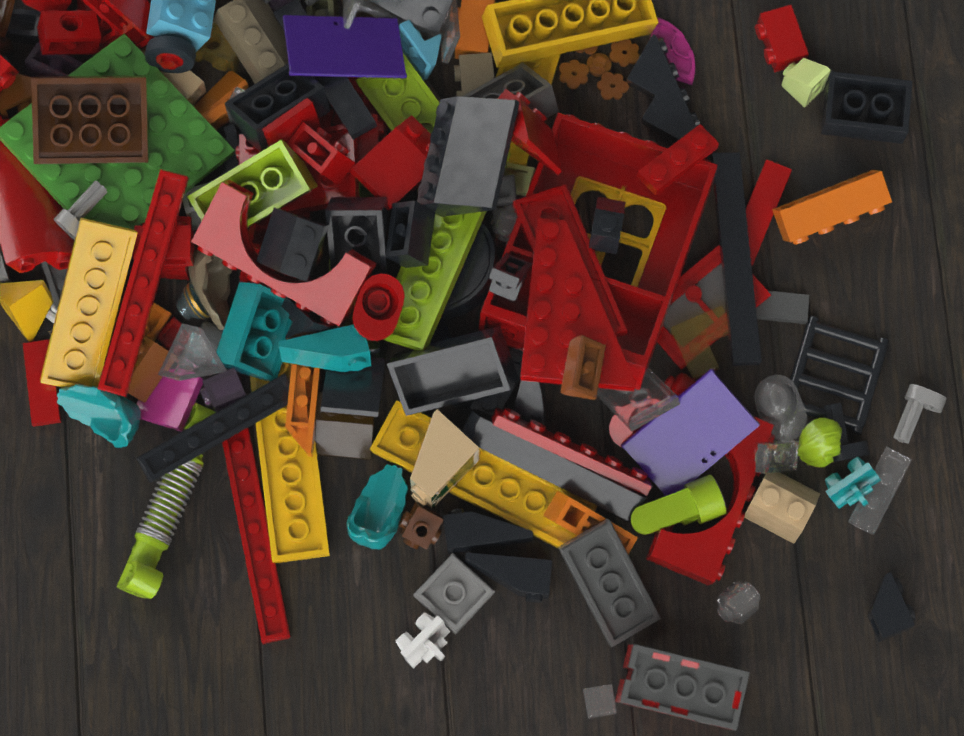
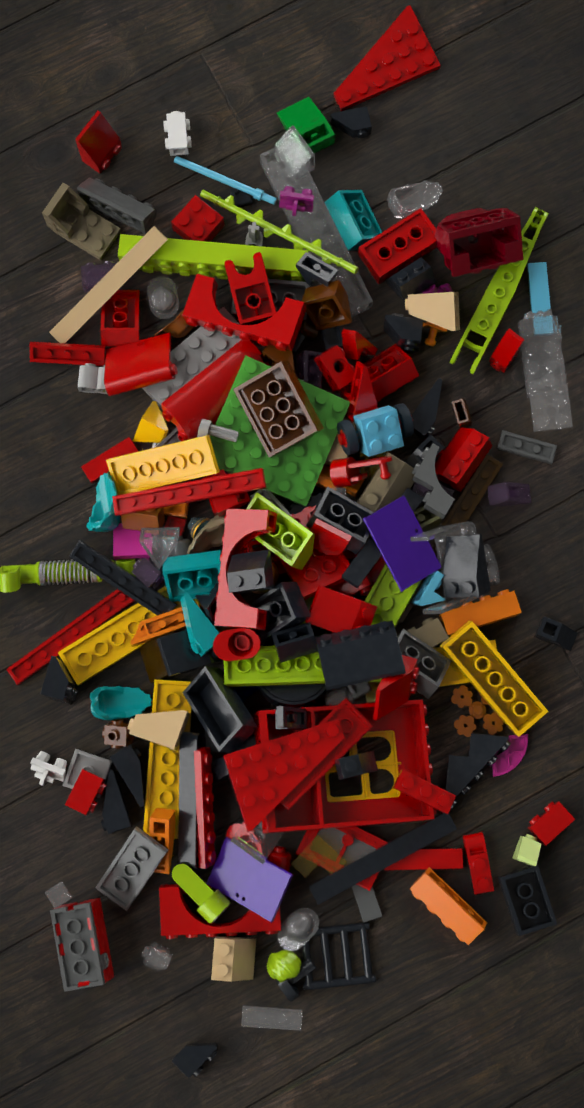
camera: 70 degrees right, 5 degrees up
(215, 79) = (346, 473): none -> red piece
(318, 568) = (59, 683): none -> black slope
(320, 153) = (321, 562): red brick -> none
(480, 600) = (85, 792): none -> red brick
(583, 368) = (244, 793): dark orange slope -> none
(776, 456) = (260, 941): clear plate -> none
(792, 146) = (478, 863): none -> red plate
(854, 486) = (263, 1001): teal hips -> none
(917, 399) = (343, 1018): light grey piece -> none

